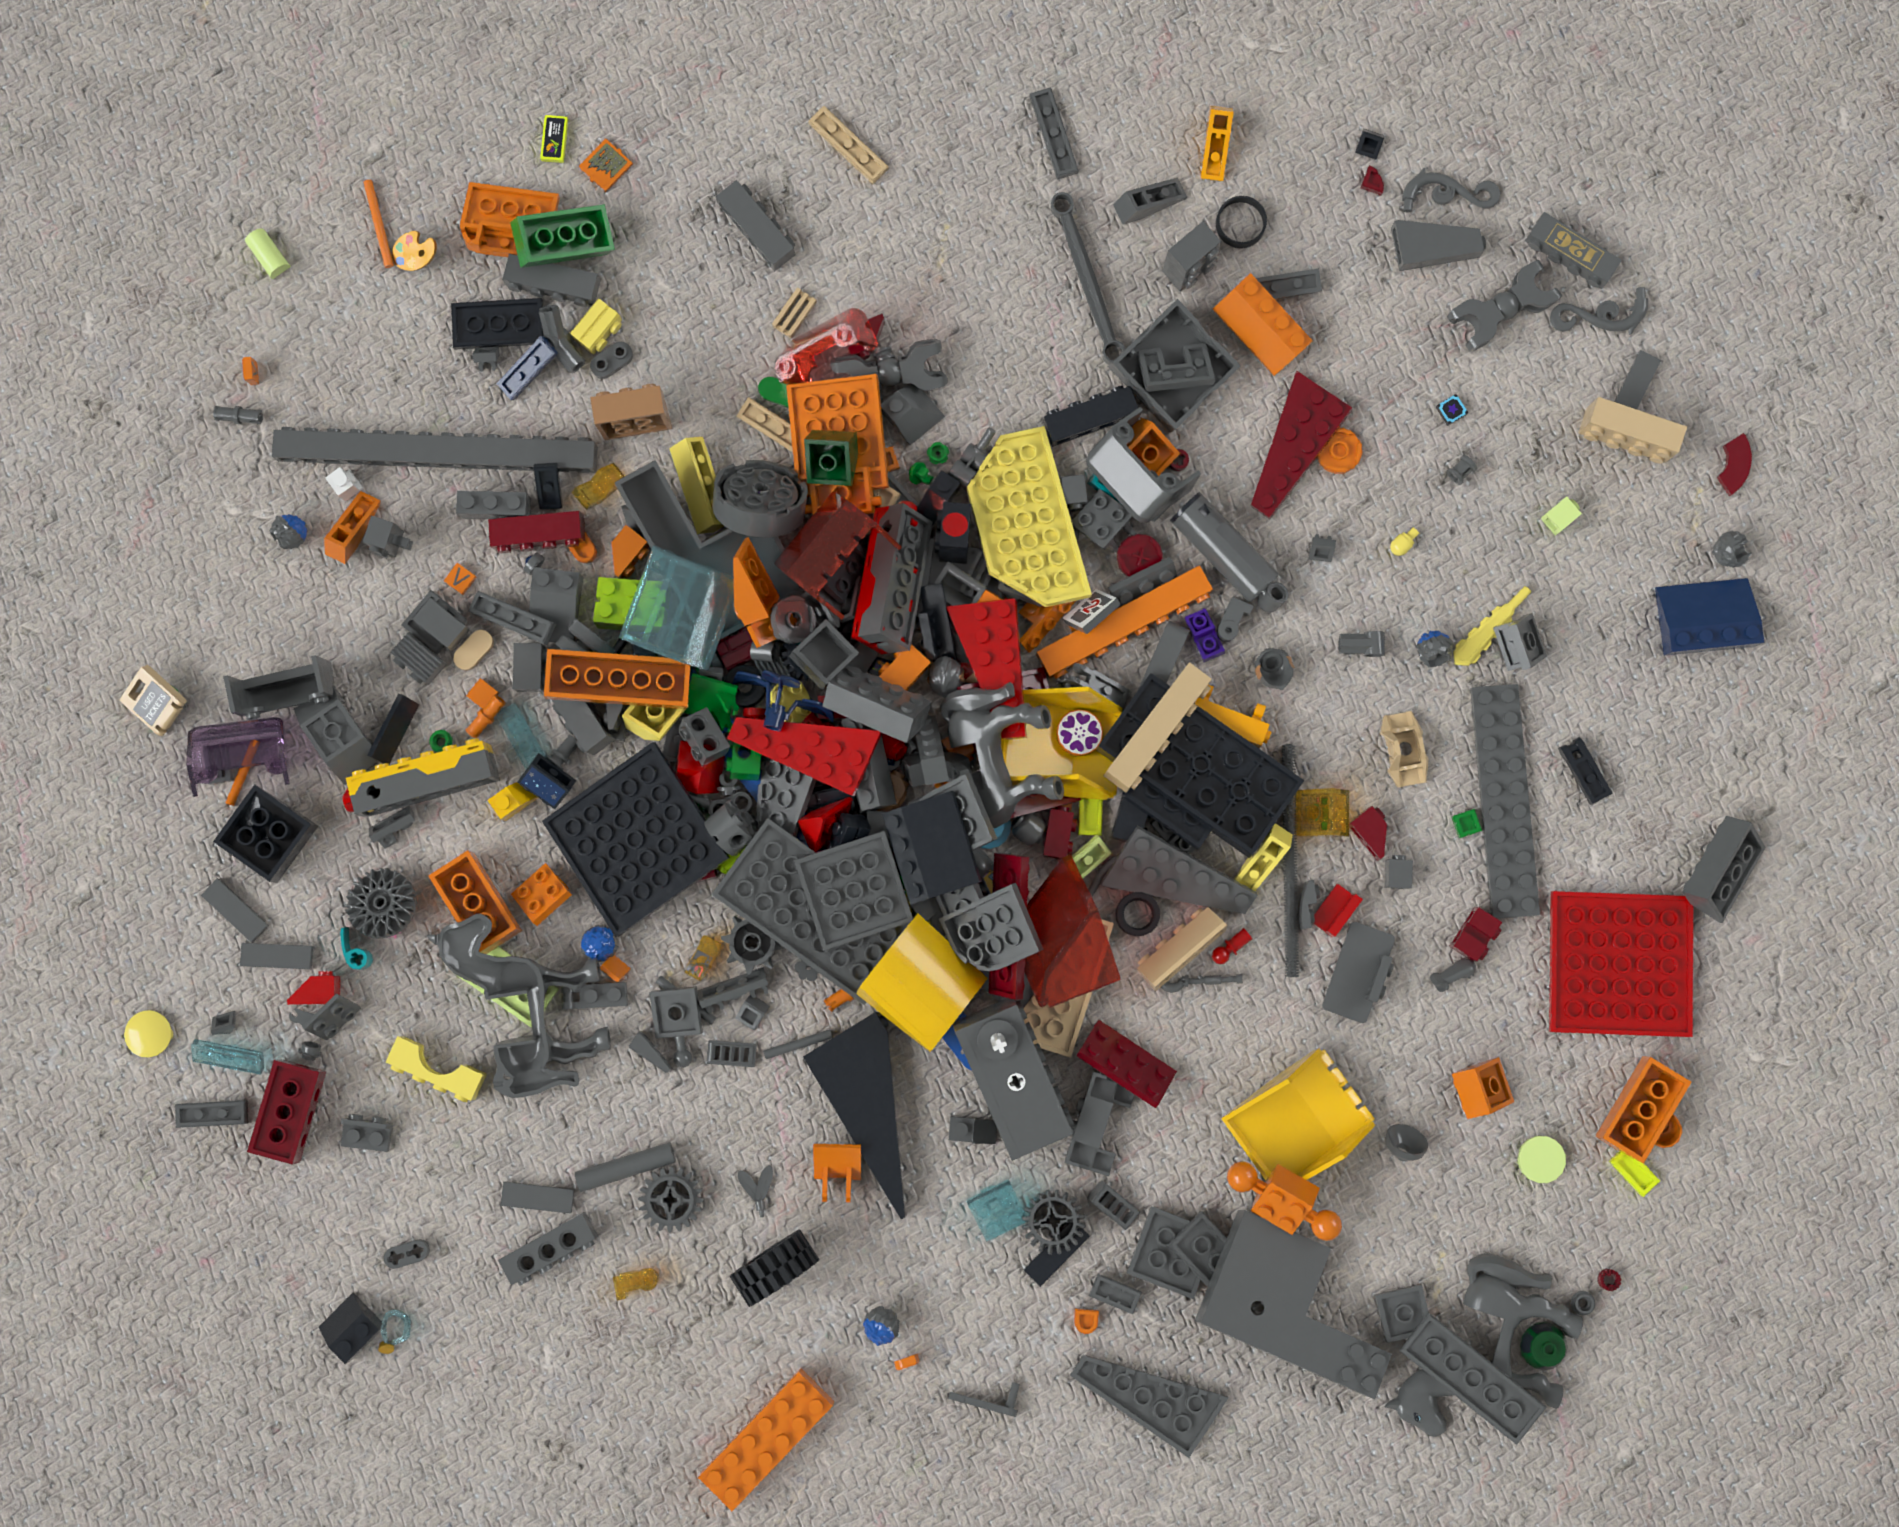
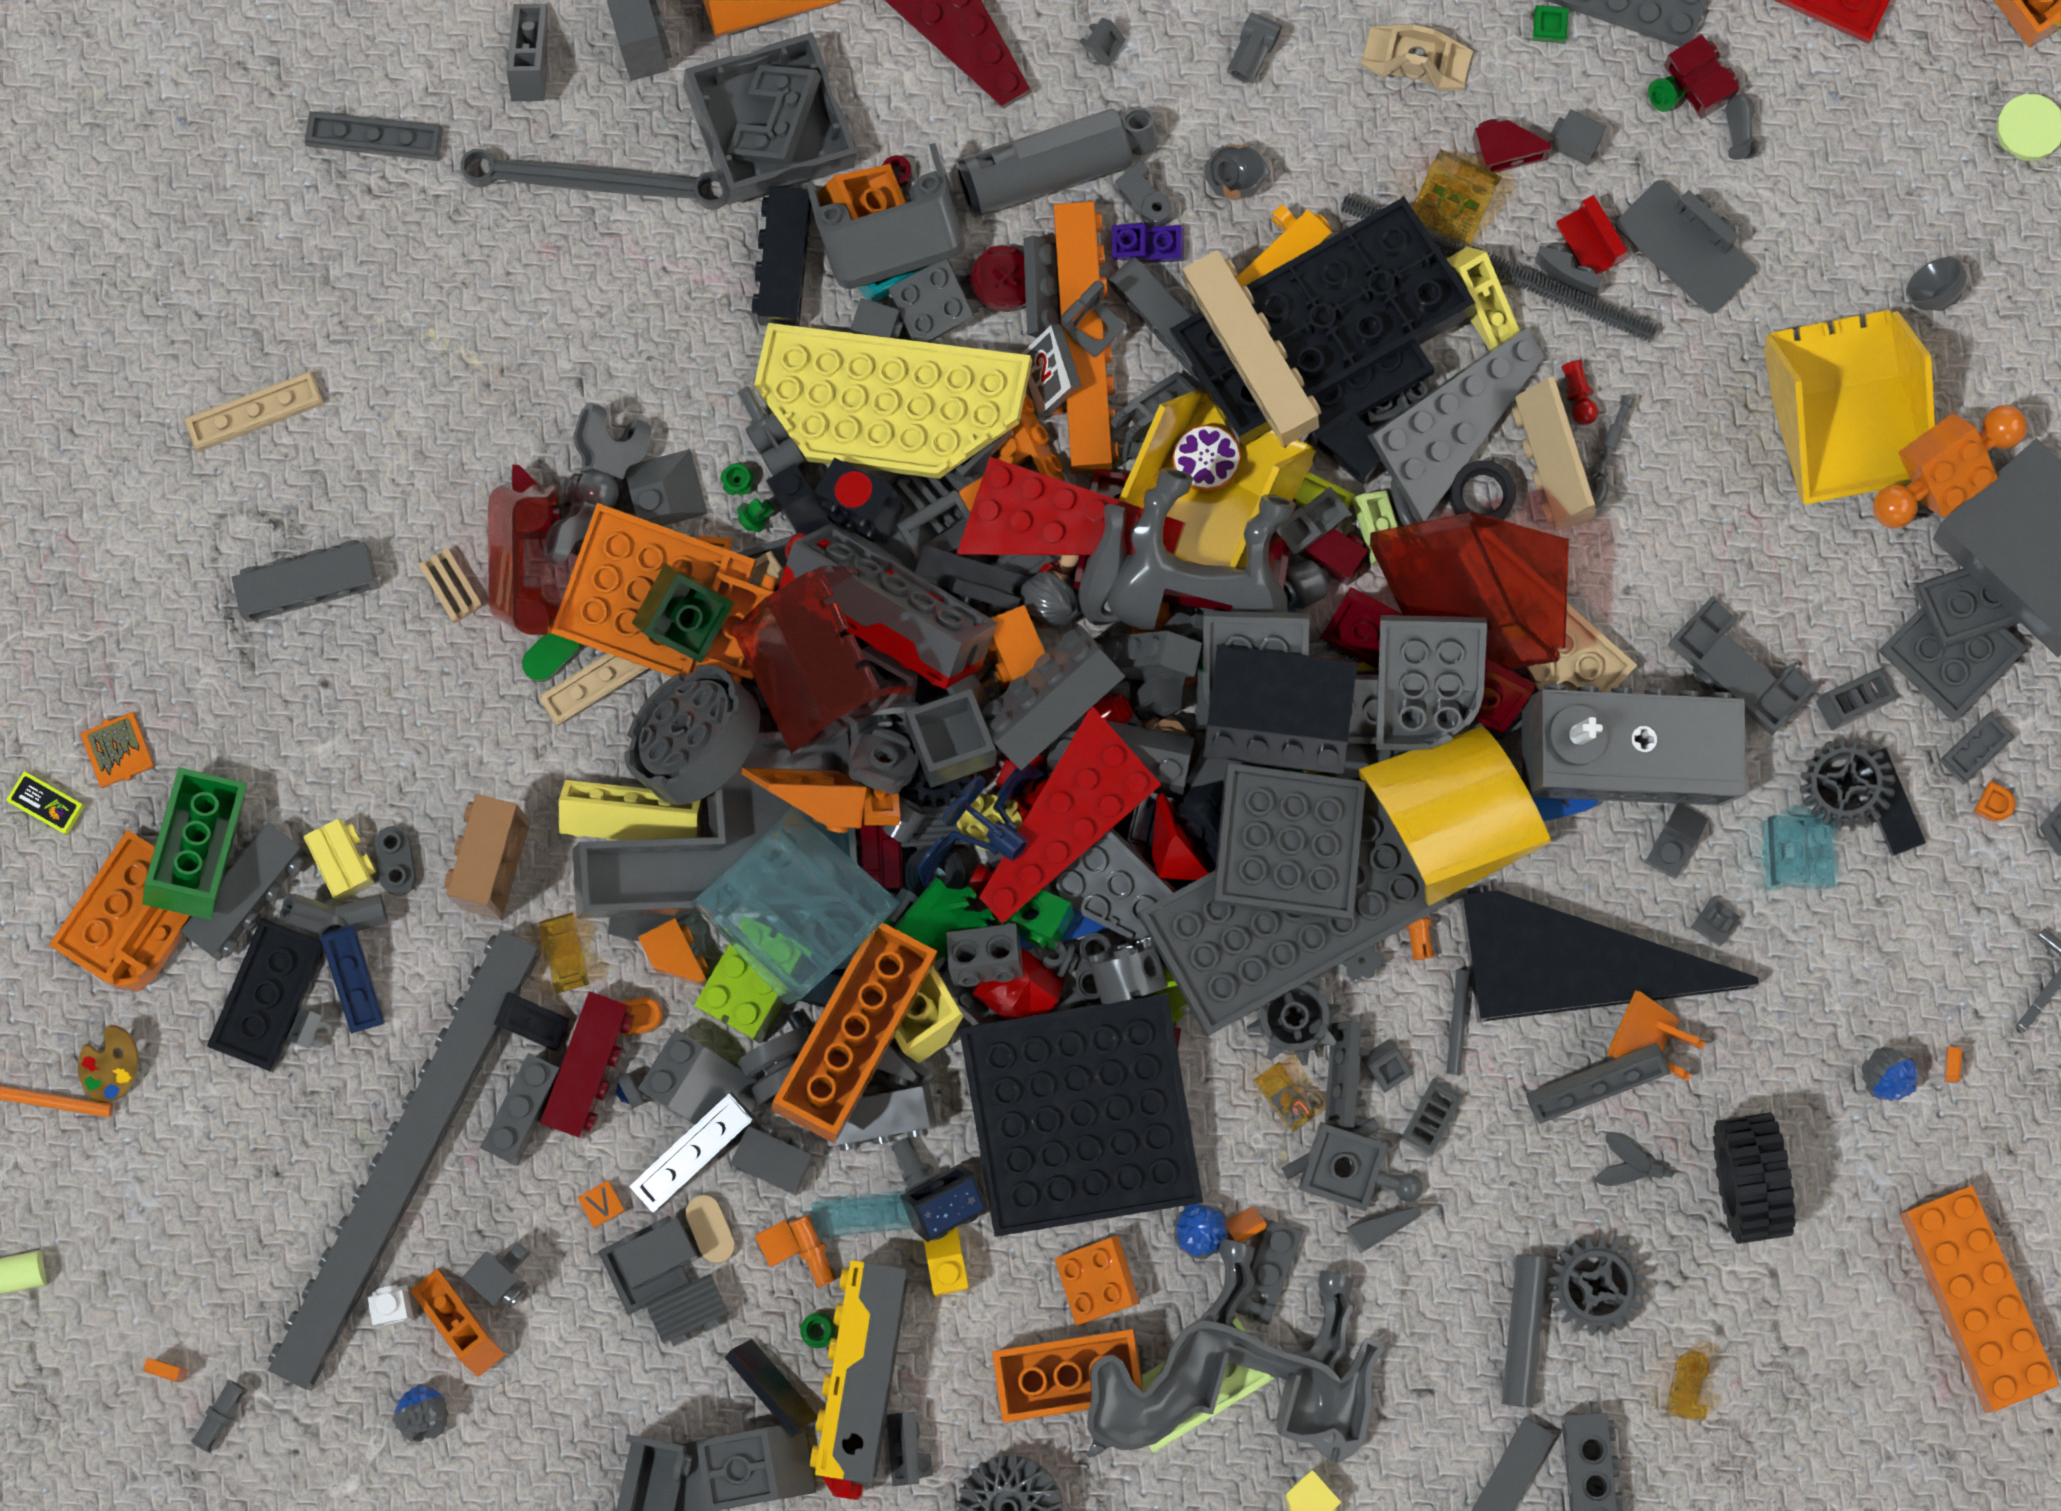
camera: 65 degrees left, 5 degrees down
(794, 1146) = (1598, 1083): none -> dark grey tile
(931, 1176) = (1715, 922): none -> dark grey tile
(1068, 817) = (1313, 521): none -> dark grey slope
(1126, 1063) = (1677, 595): dark red plate -> none
(1132, 610) = (1088, 301): none -> dark grey piece
(1452, 914) = (1663, 94): none -> green plate
(1482, 1088) = (1907, 158): orange slope -> none

